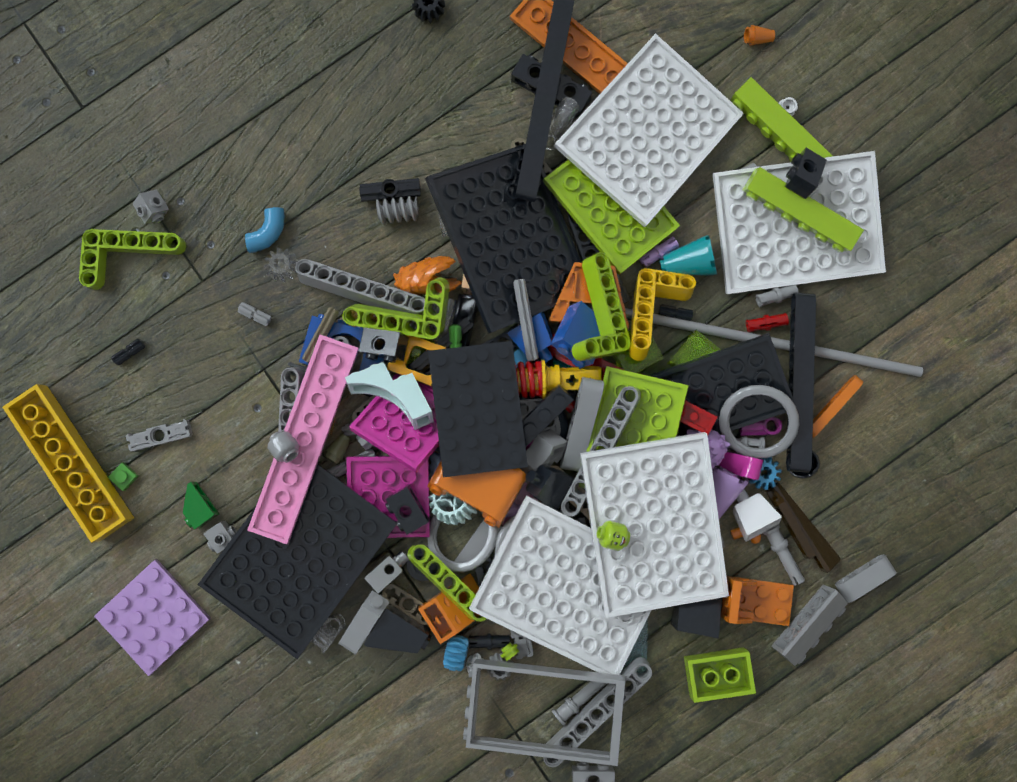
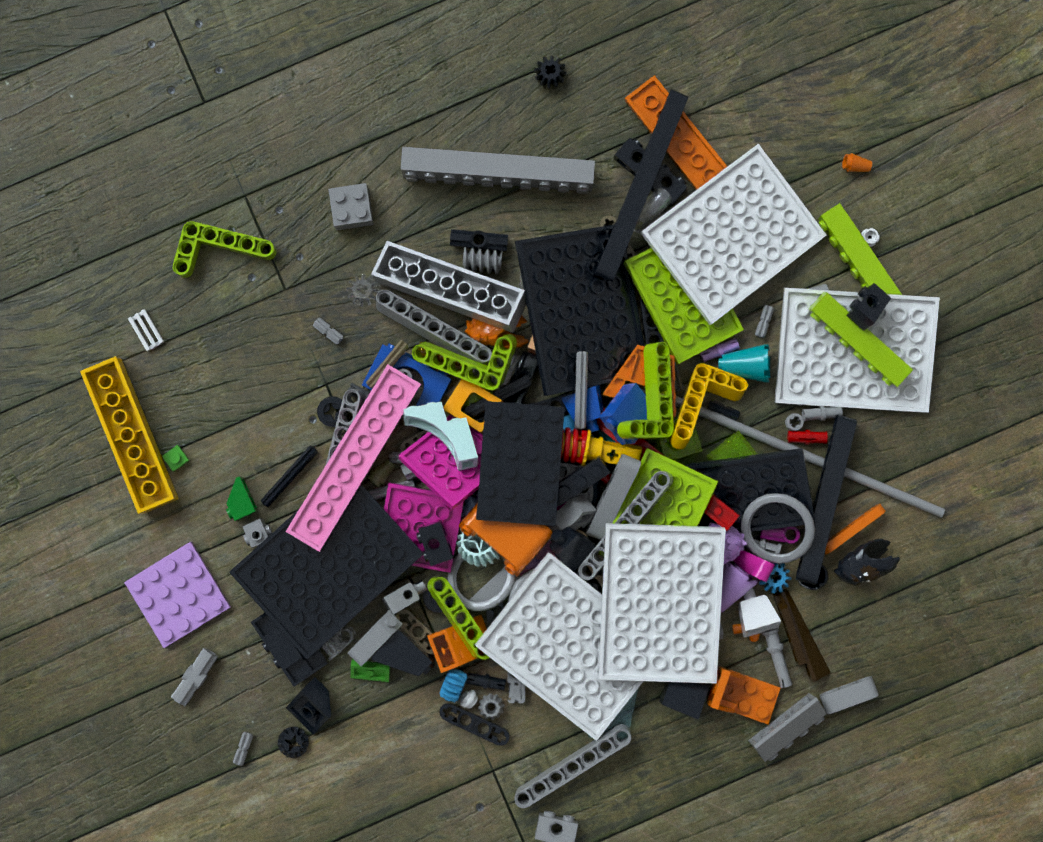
camera: 10 degrees right, 0 degrees up
(55, 339) = (138, 317): none -> white tile
(125, 354) = (199, 344): black piece -> none
(150, 207) = (251, 211): light grey brick -> none
(171, 433) = (229, 427): light grey piece -> none
(186, 699) = (194, 676): none -> light grey piece
(243, 471) = (289, 476): none -> black axle
(251, 766) = (241, 752): none -> light grey piece
(252, 182) = (351, 206): none -> light grey brick
(266, 393) = (324, 407): none -> black gear
(269, 231) = (357, 257): dark azure cylinder -> none
(274, 658) = (285, 653): none -> black bracket
(283, 446) = (334, 461): light grey head -> none
(310, 741) = (301, 738): none -> black gear
(313, 704) = (311, 705): none -> black slope
(367, 656) = (370, 671): none -> bright green plate
(369, 241) = (450, 286): none -> light grey brick
(373, 340) = (436, 379): brick -> none
(393, 113) = (497, 169): none -> light grey brick
(455, 336) = (512, 391): bright green piece -> none
(485, 692) = (473, 726): none -> black beam
(509, 651) = (503, 693): lime plate -> none
(539, 749) = (456, 743): light grey door -> none
(573, 704) = (552, 755): light grey pin -> none
(613, 535) = (620, 604): lime head -> none
(698, 217) = (763, 325): none -> light grey piece
(719, 674) = (693, 755): lime brick -> none
(746, 314) = (790, 417): none -> light grey bush
(851, 441) = (865, 563): none -> black head

